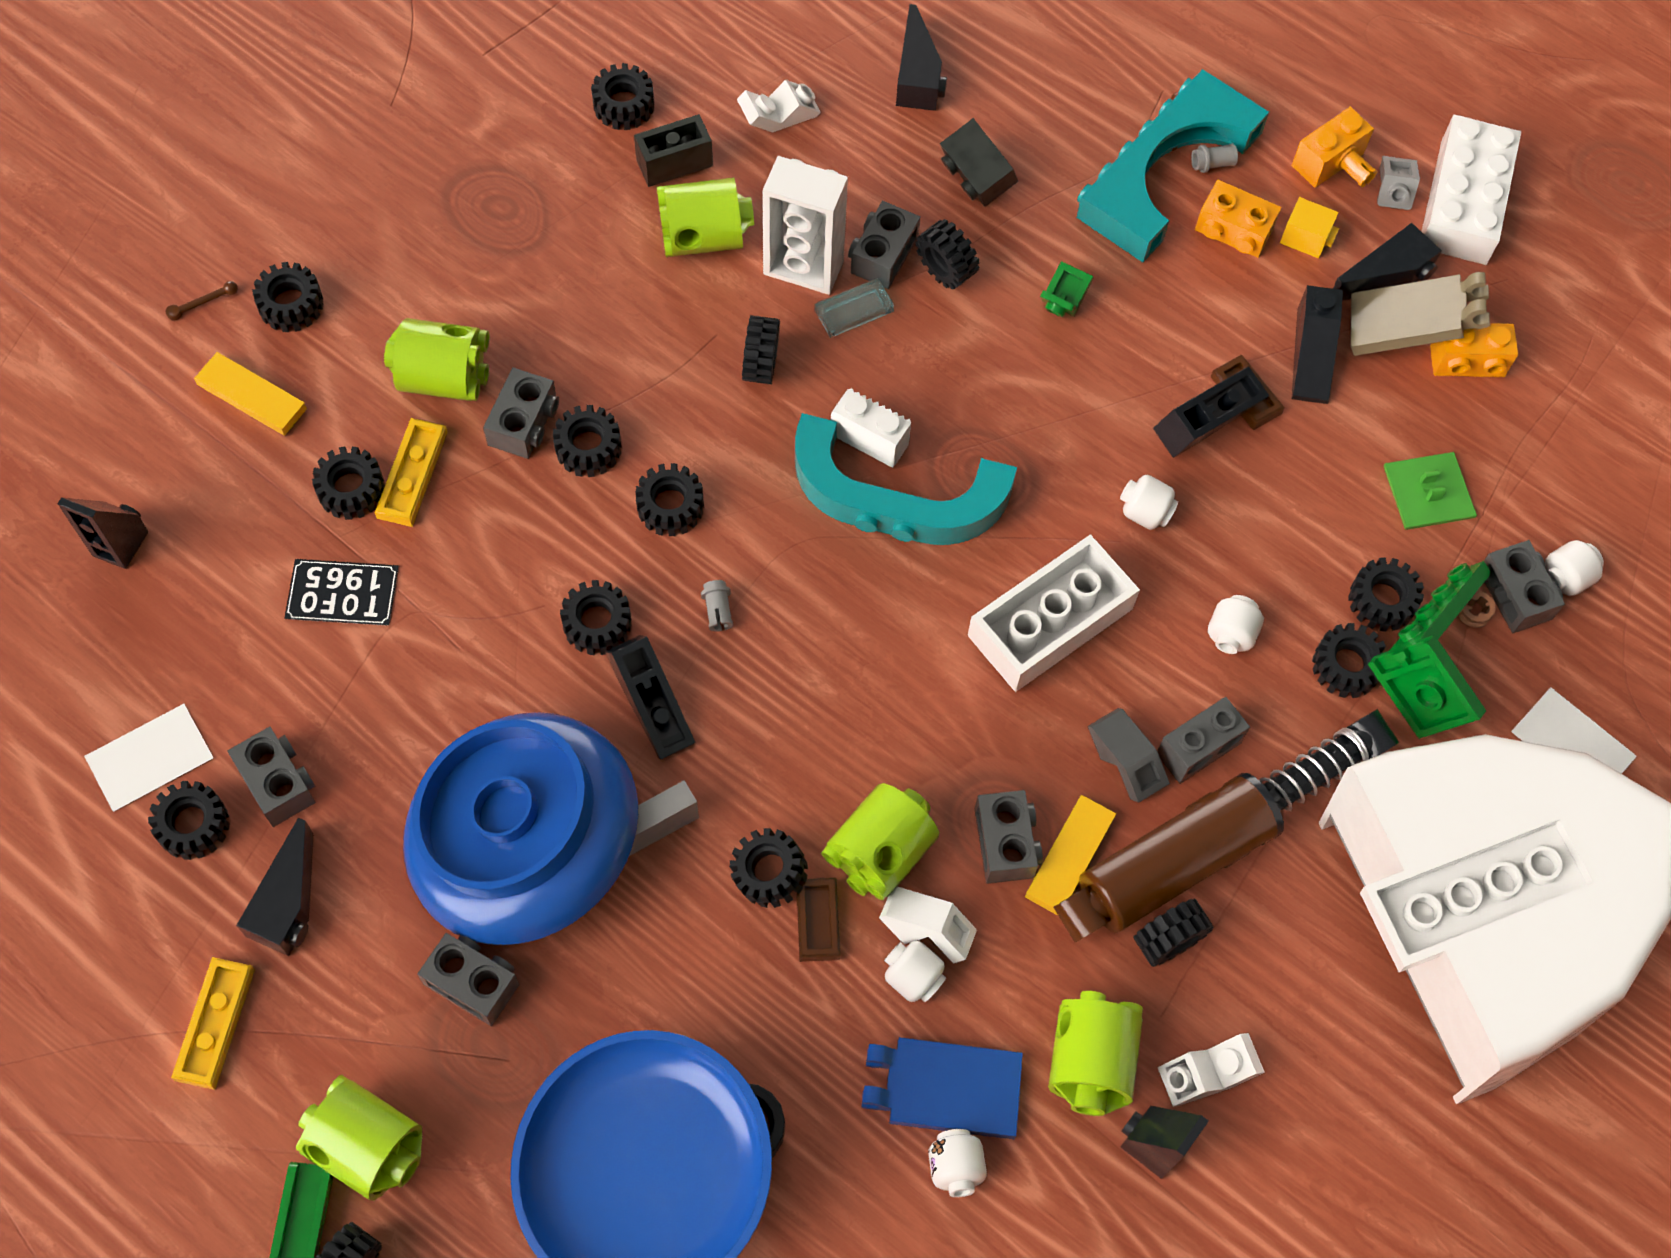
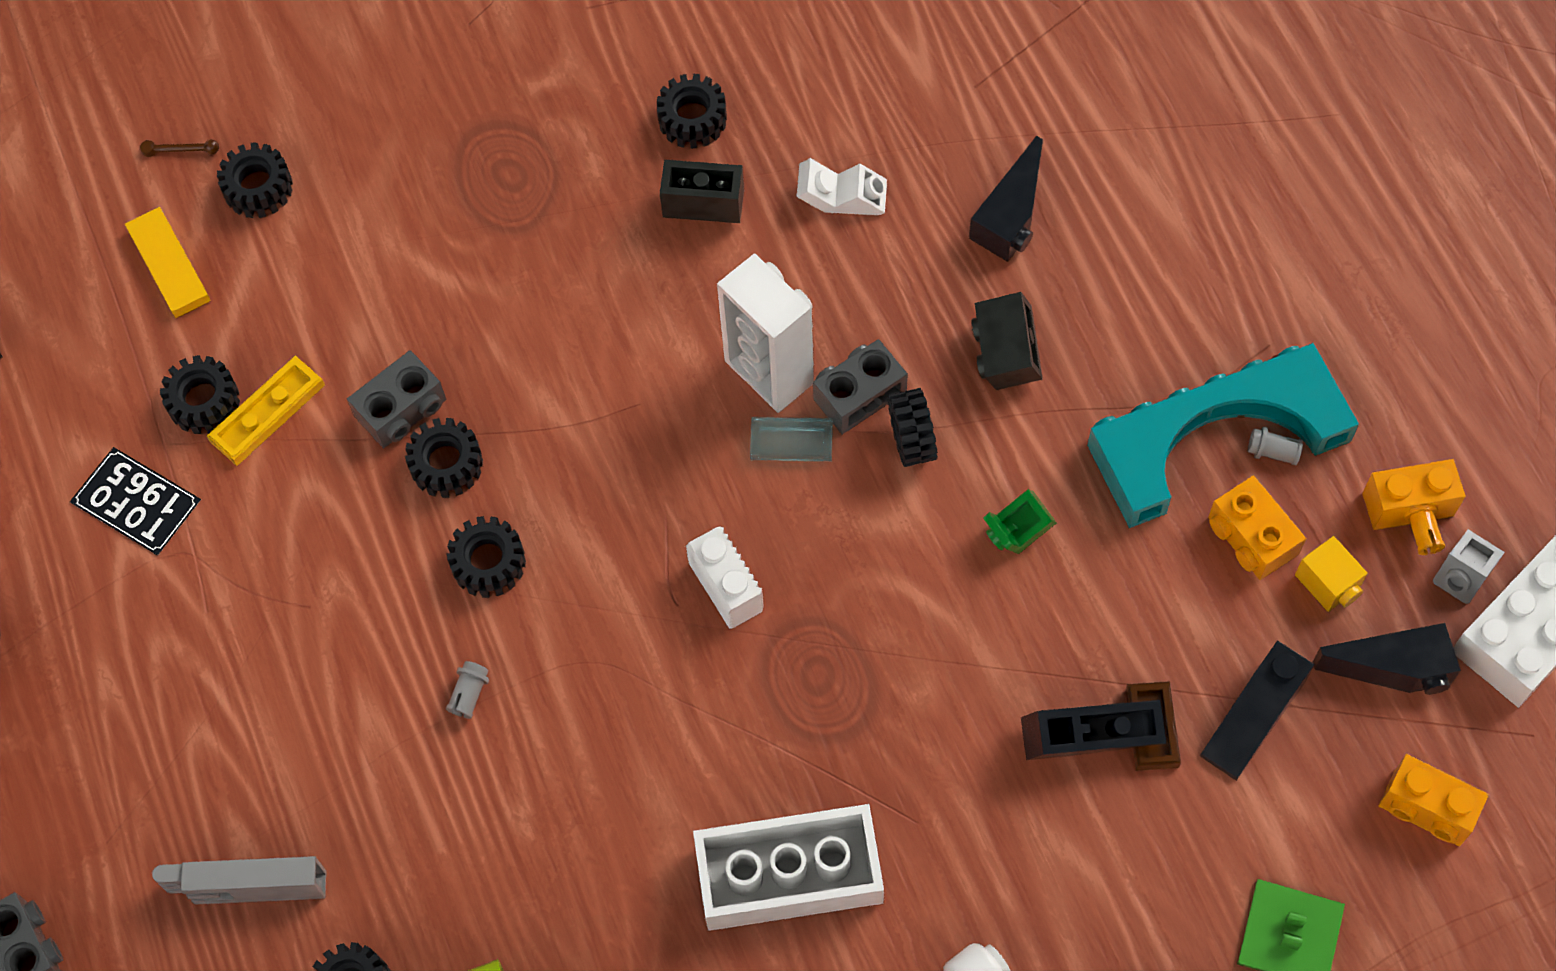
camera: 35 degrees right, 0 degrees up
(438, 359) = (347, 310): lime cylinder -> none
(520, 828) = (141, 822): blue dish -> none
(596, 597) = (334, 623): black tyre -> none
(650, 695) = (346, 749): black slope -> none
(703, 216) = (681, 273): lime cylinder -> none
(760, 349) = (661, 442): black tyre -> none
(892, 511) = (705, 690): teal arch -> none
(1149, 502) = (966, 796): white head -> none
(1418, 313) = (1384, 729): tile -> none

